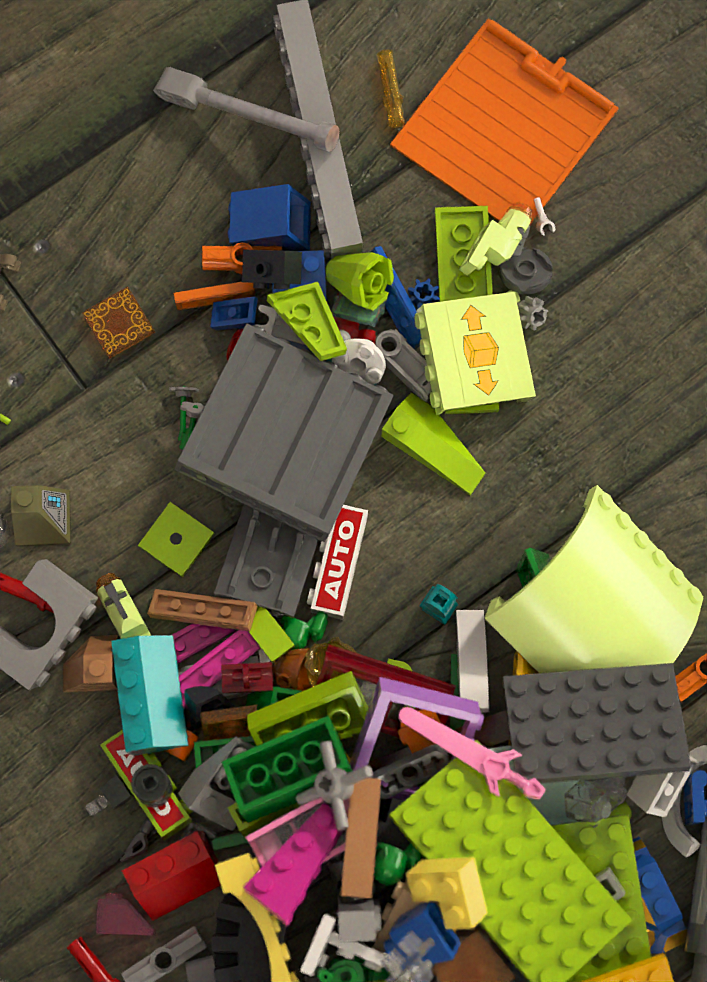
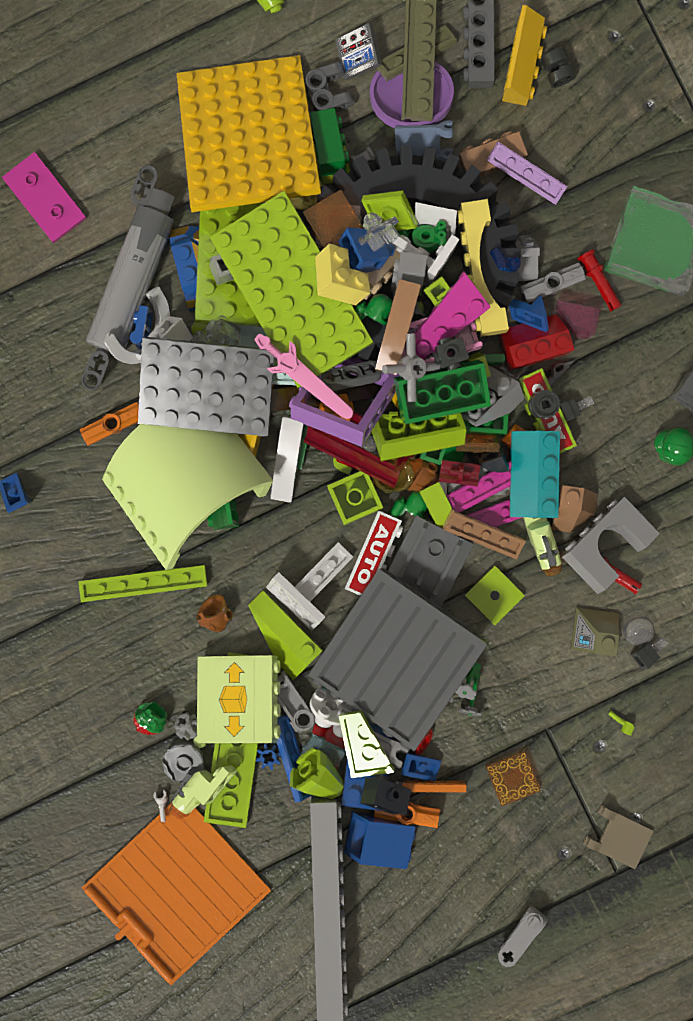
camera: 160 degrees left, 10 degrees up
(78, 141) = (522, 936): none -> light grey piece
(184, 909) = (531, 315): none -> blue slope
(190, 90) = (423, 963): flat silver piece -> none
(233, 958) = (503, 263): none -> clear blue arm
(286, 824) = (458, 351): none -> pearl dark grey brick
(318, 900) = (437, 290): none -> lime brick
(376, 626) = (354, 497): none -> lime brick
(395, 115) = (261, 913): clear yellow pin -> none
(409, 510) = (298, 598): none -> white piece
(439, 603) = (303, 508): teal leg -> none
(525, 453) = (214, 614): none -> dark orange helmet
(578, 314) = (150, 718): none -> green piece
(623, 474) = (143, 583): none -> lime plate

